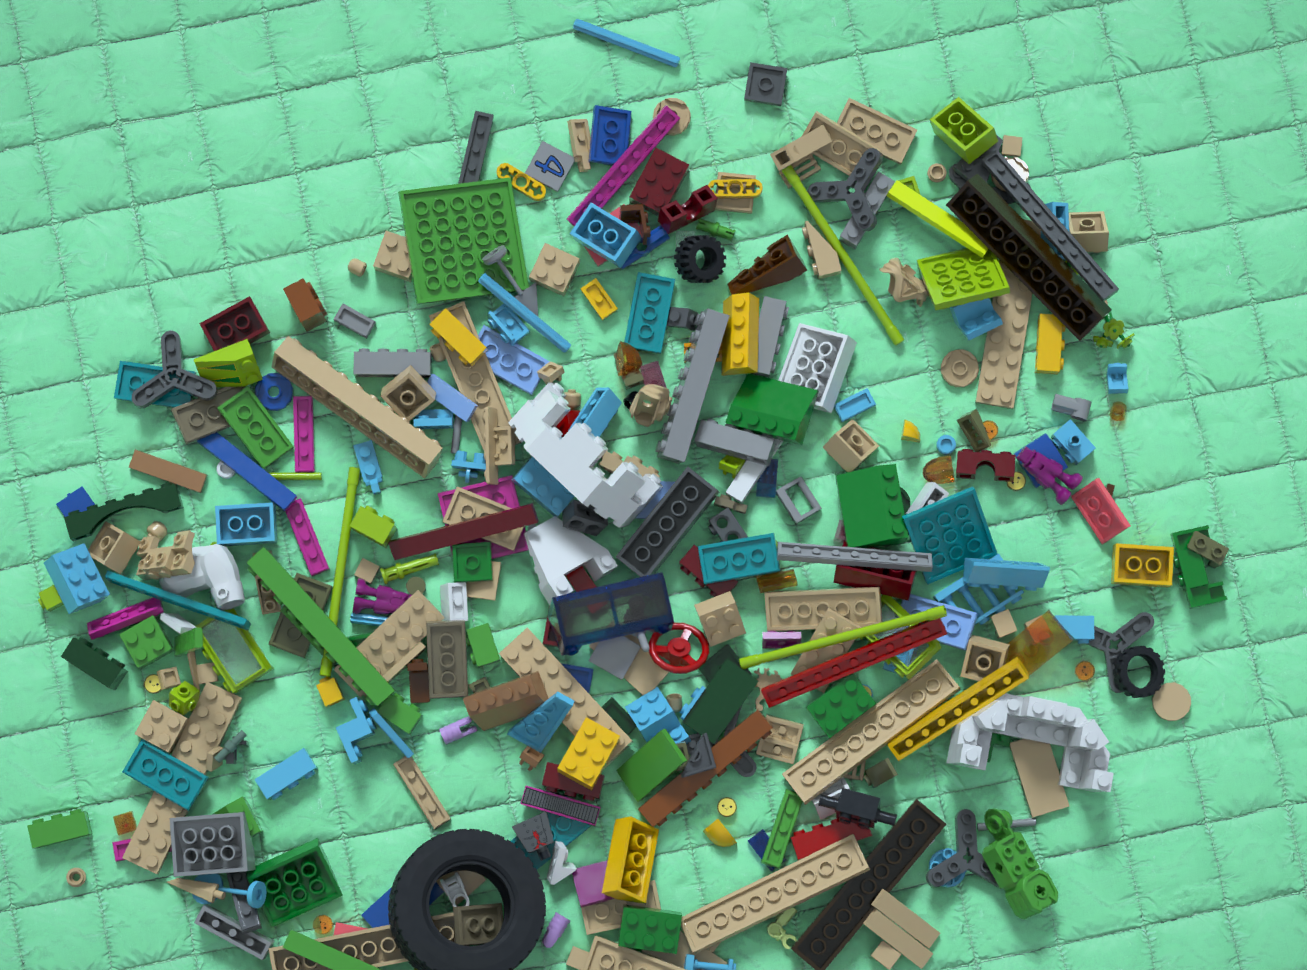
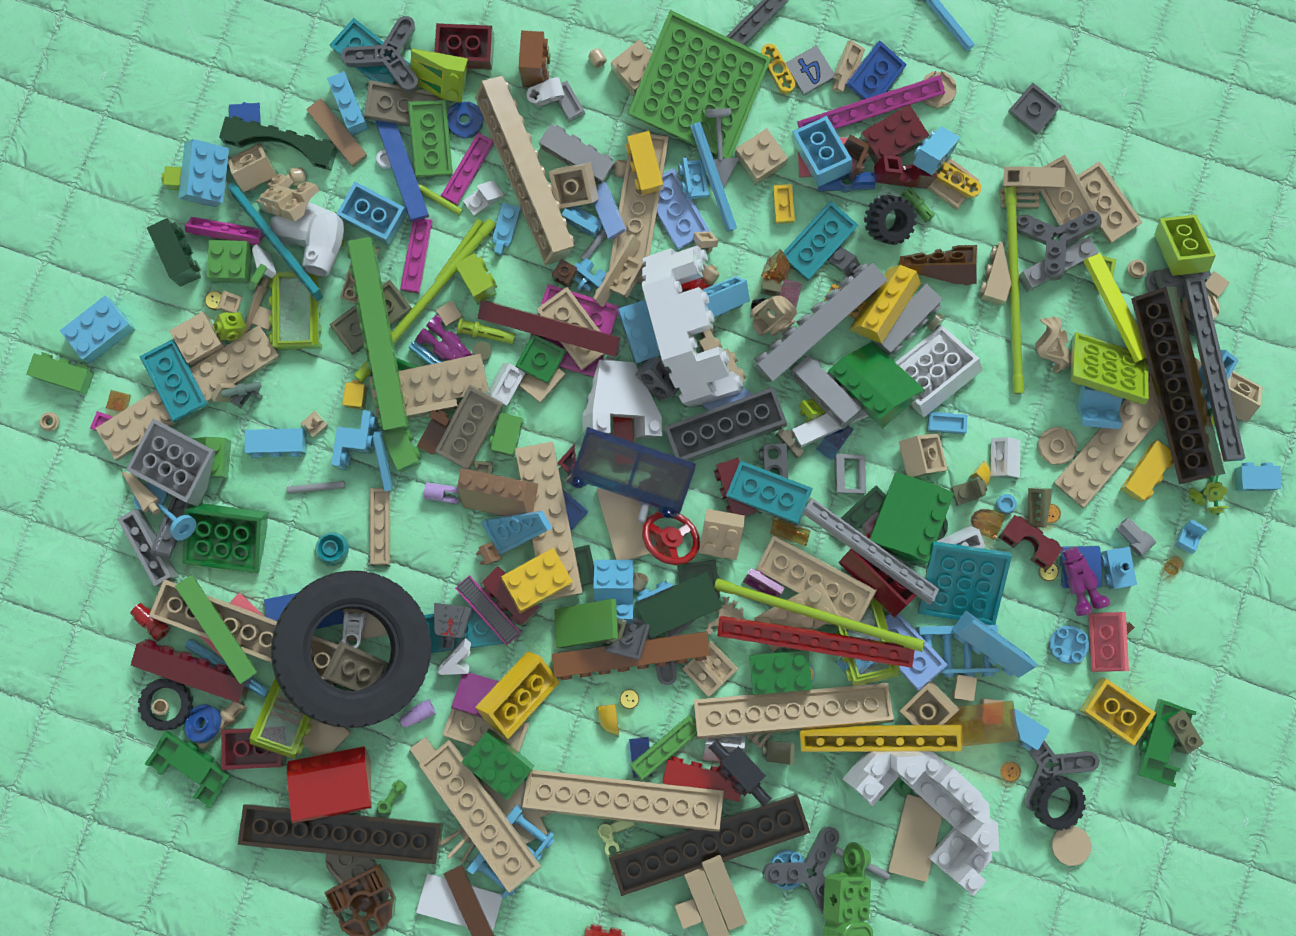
camera: 30 degrees right, 0 degrees up
(68, 771) = (97, 329): none -> medium azure brick
(163, 440) = (347, 103): none -> medium azure brick
(309, 738) = (314, 424): none -> tan tile
(322, 924) = (227, 587): clear orange tile -> none
(334, 323) = (549, 91): none -> white piece
(334, 450) = (483, 198): none -> white slope
(341, 504) = (470, 234): none -> lime bar
(344, 792) = (315, 487): none -> light grey bar
(389, 840) = (332, 548): none -> teal hat
(447, 475) = (564, 273): none -> reddish brown bracket
(615, 655) = (613, 511): light grey tile -> none
(702, 175) = (935, 150): none -> medium azure brick
(792, 324) = (935, 322): none -> olive tile
(827, 522) = (864, 507): none -> dark green plate
(907, 453) = (969, 491): none -> olive bracket
(921, 405) = (1005, 457): none -> white panel
(1070, 533) = (1069, 644): none -> medium azure dish
(1144, 293) = (1258, 477): none -> medium azure brick

